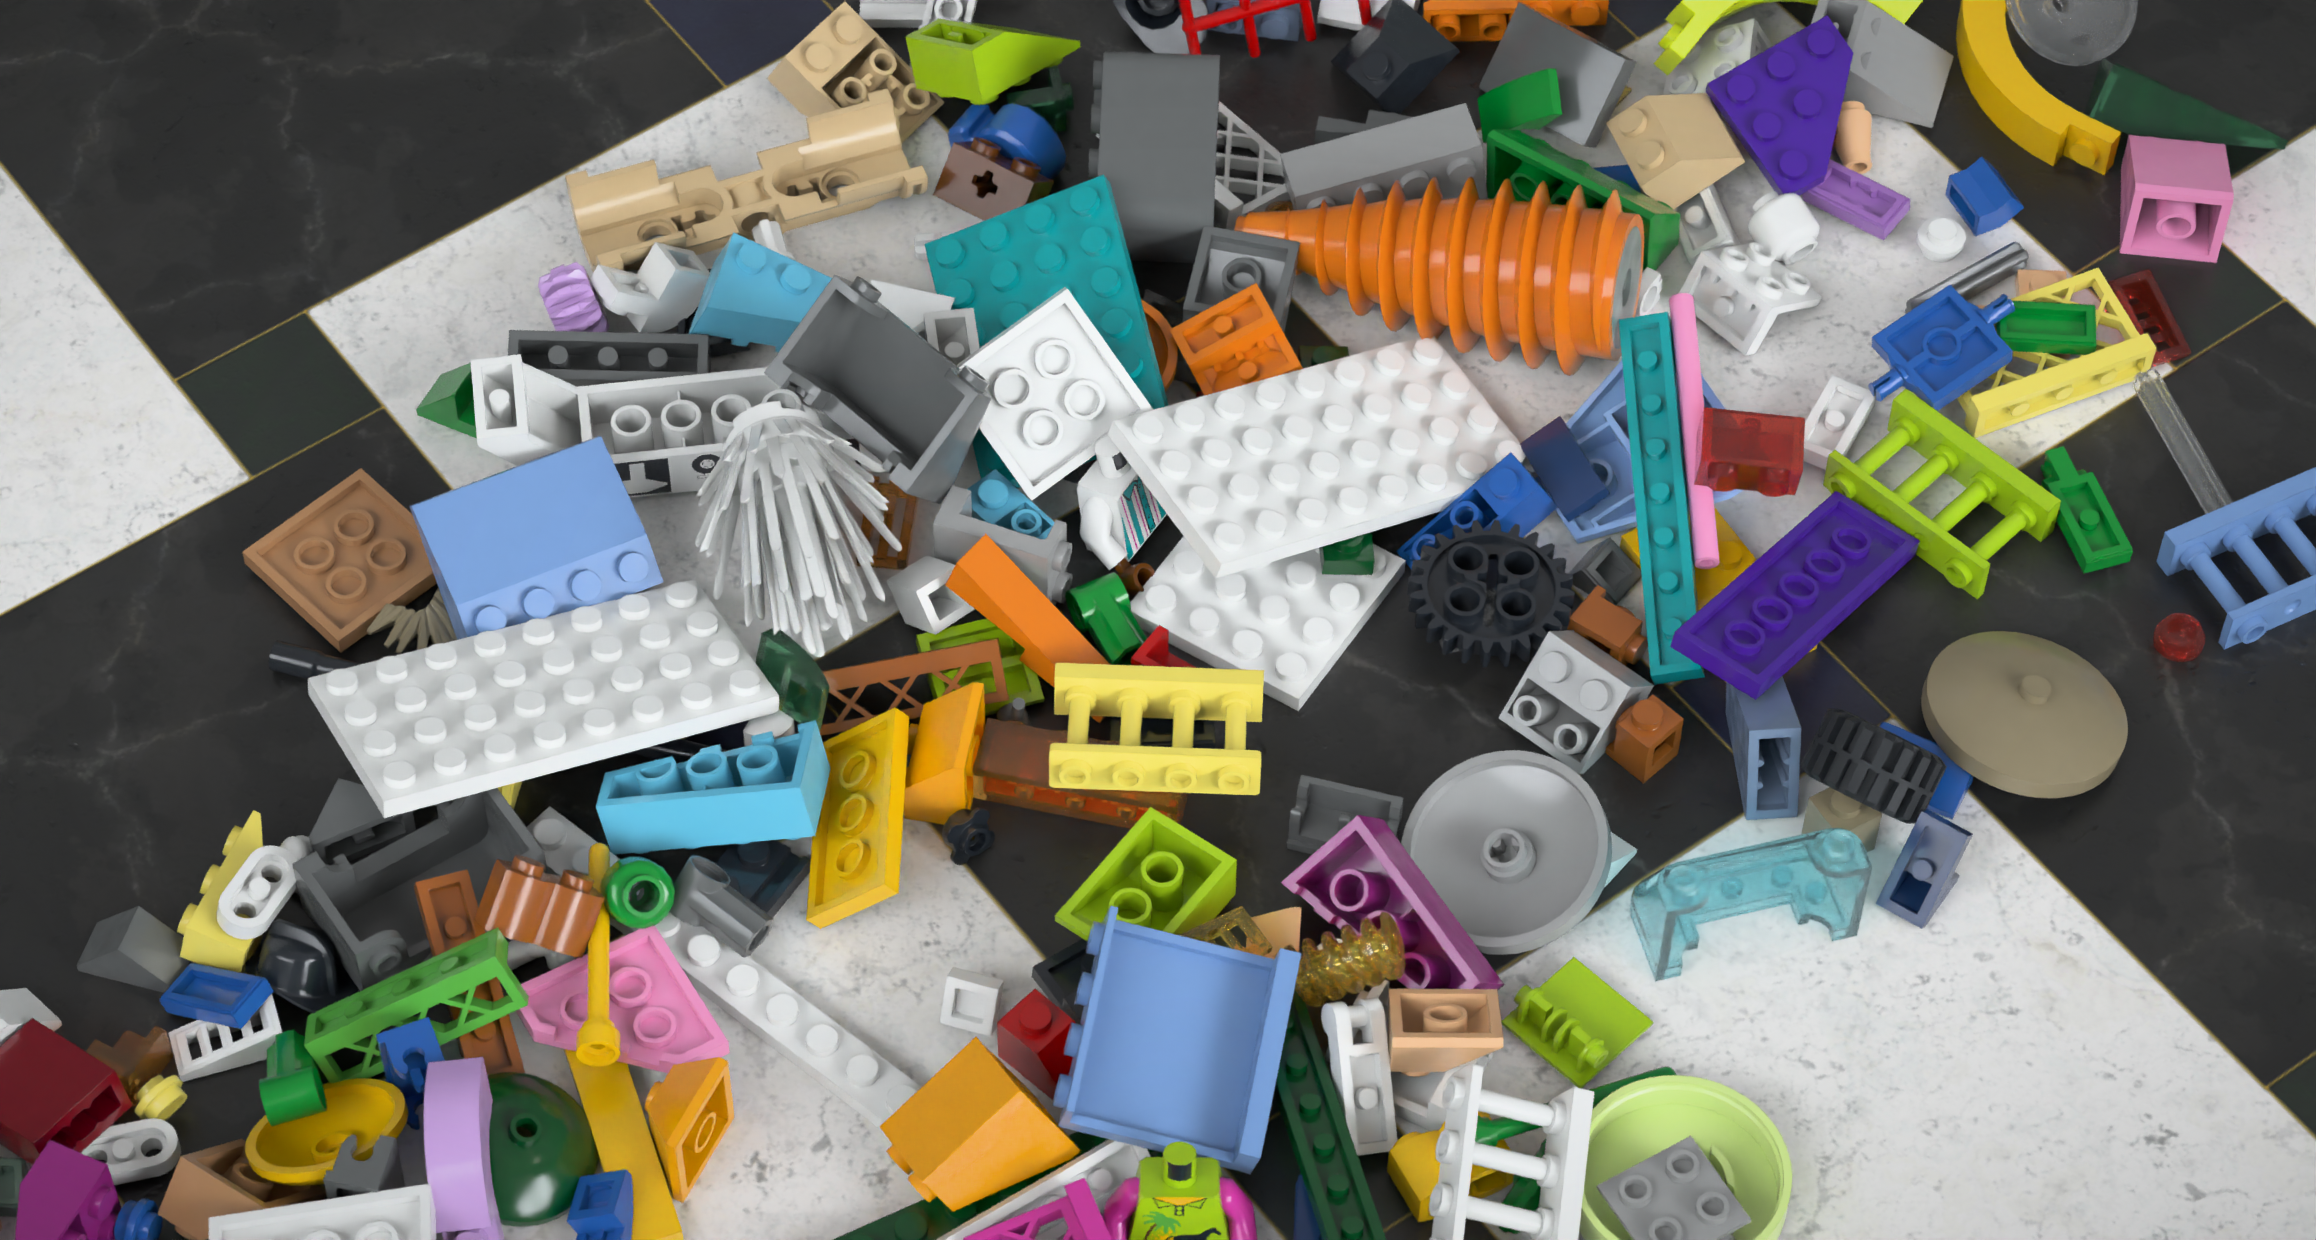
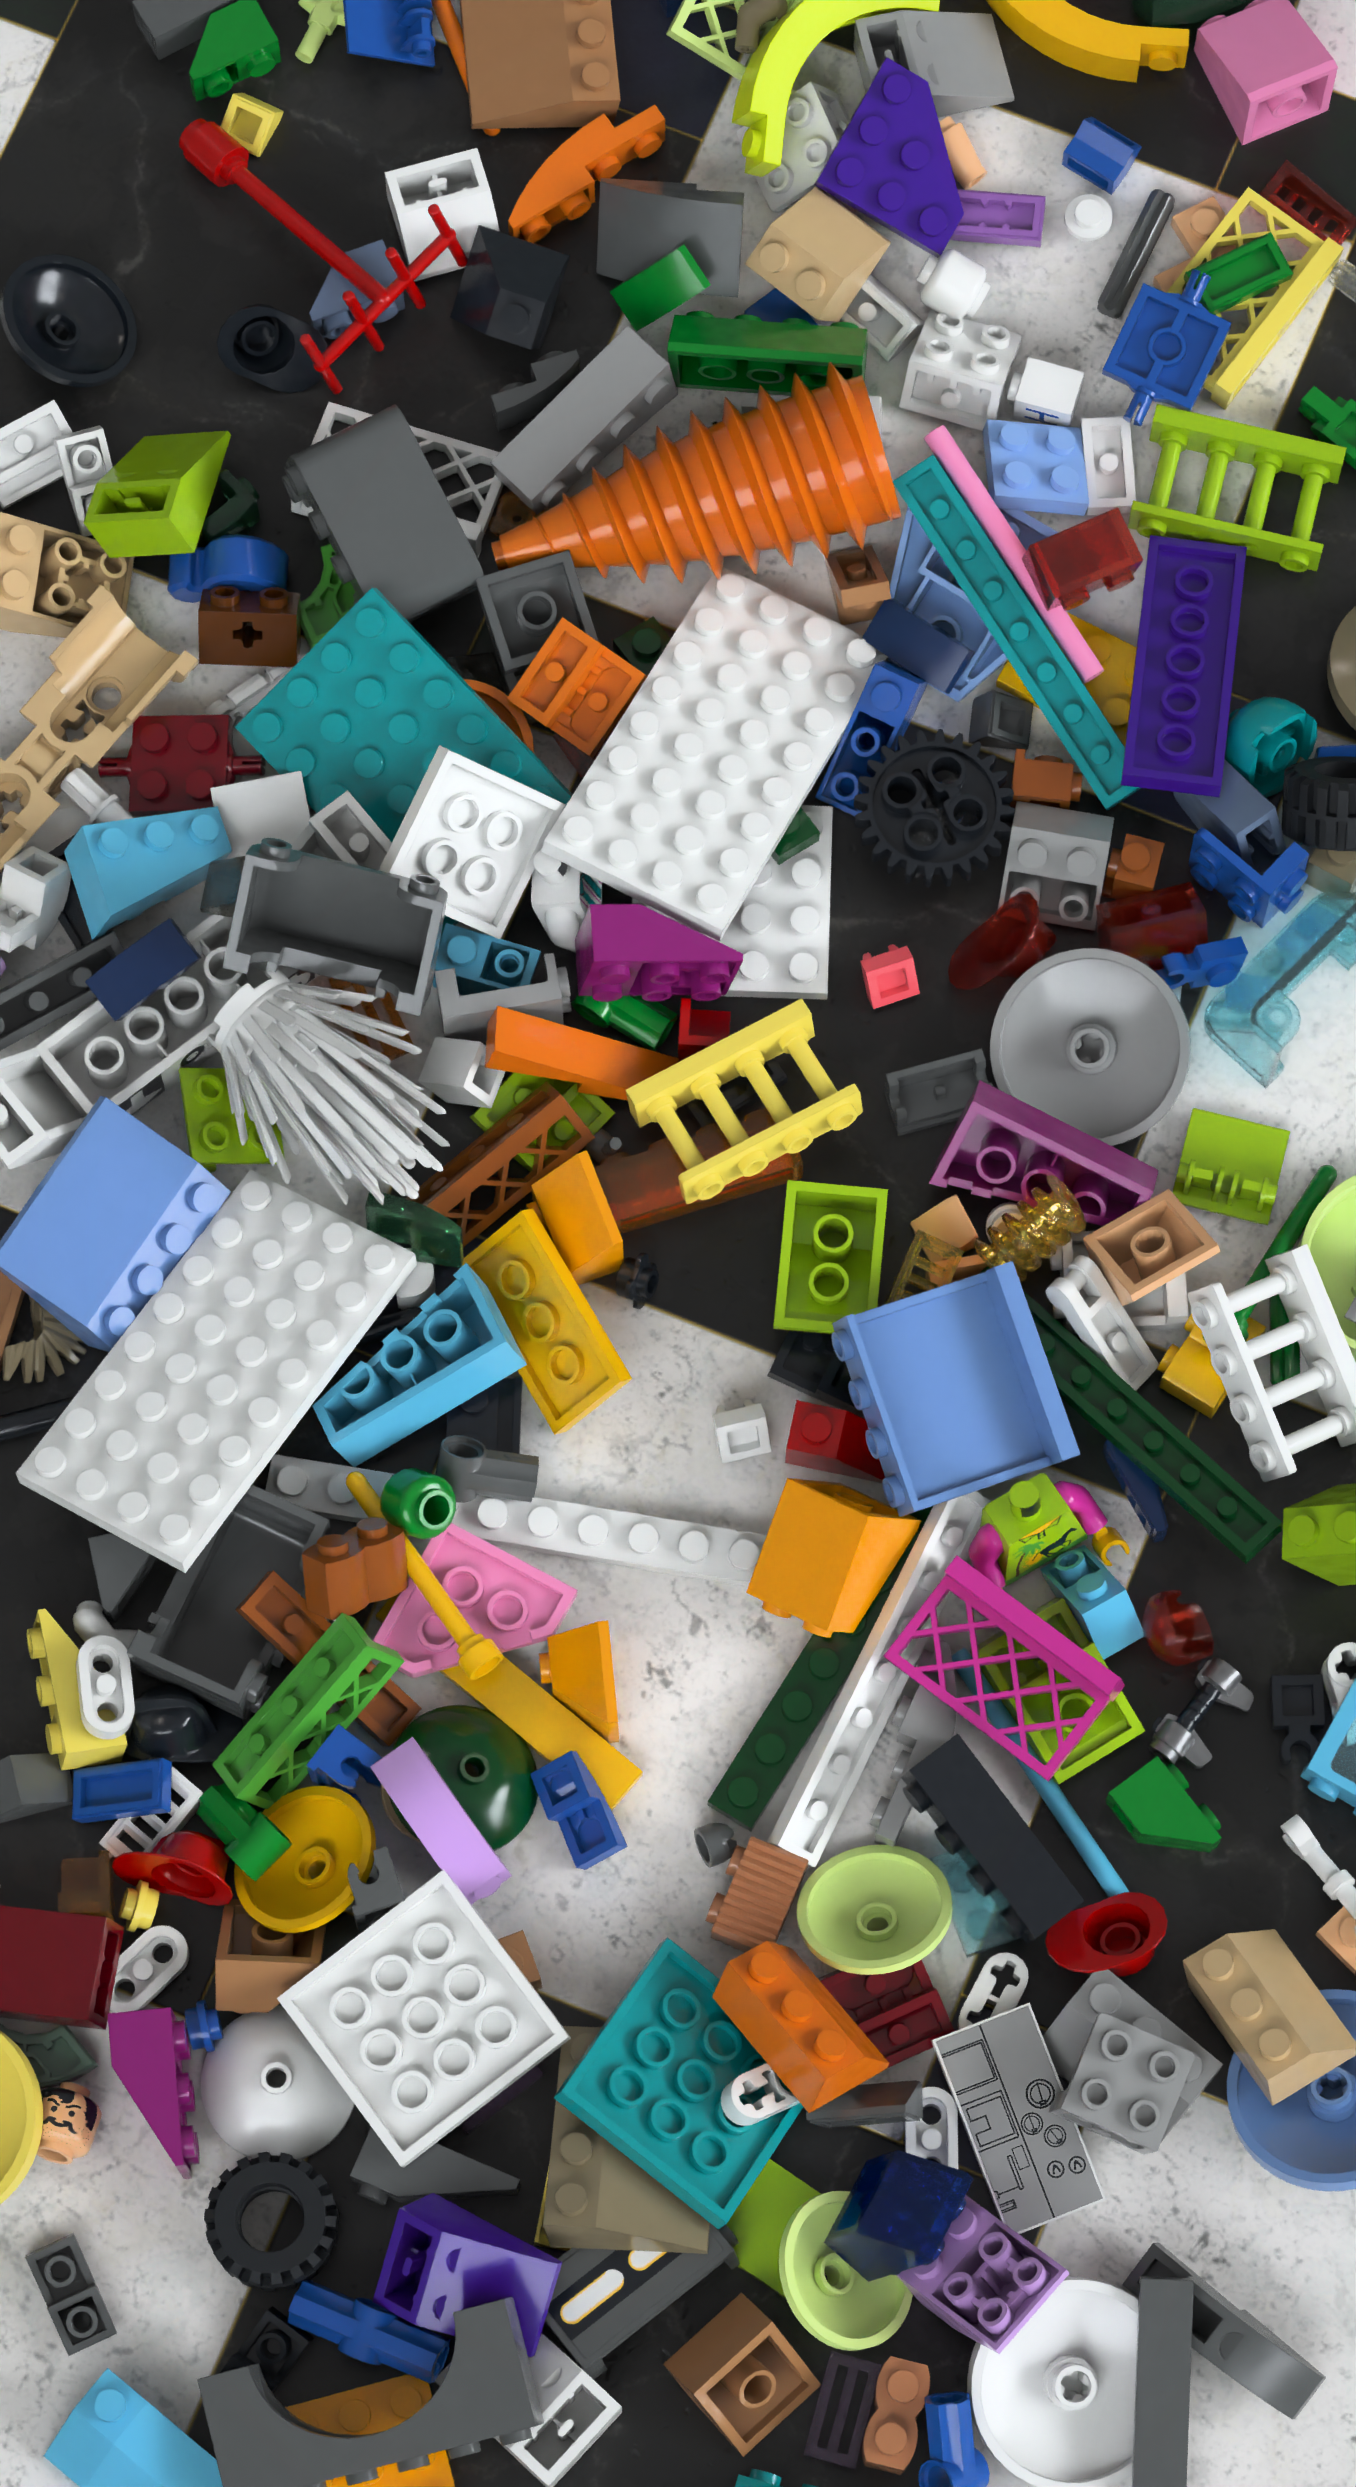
camera: 30 degrees left, 20 degrees up
(217, 1082) = (181, 1865): none -> red piece
(676, 535) = (212, 1126): none -> lime hinge
(704, 363) = (143, 969): none -> dark blue slope
(867, 249) = (178, 762): none -> dark red plate
(1149, 569) = (647, 954): none -> magenta slope
(1363, 712) = (889, 976): none -> coral tile
(1490, 733) = (1002, 945): none -> clear red piece
(1541, 403) = (857, 584): none -> medium nougat slope
(1634, 787) = (1153, 924): none -> clear red brick
(1658, 841) = (1209, 964): none -> blue plate
(1750, 804) = (1248, 892): none -> blue bracket
(1762, 382) = (1035, 467): none -> light blue plate
(1813, 345) = (1045, 393): none -> white brick
(1837, 680) = (1267, 739): none -> teal cylinder

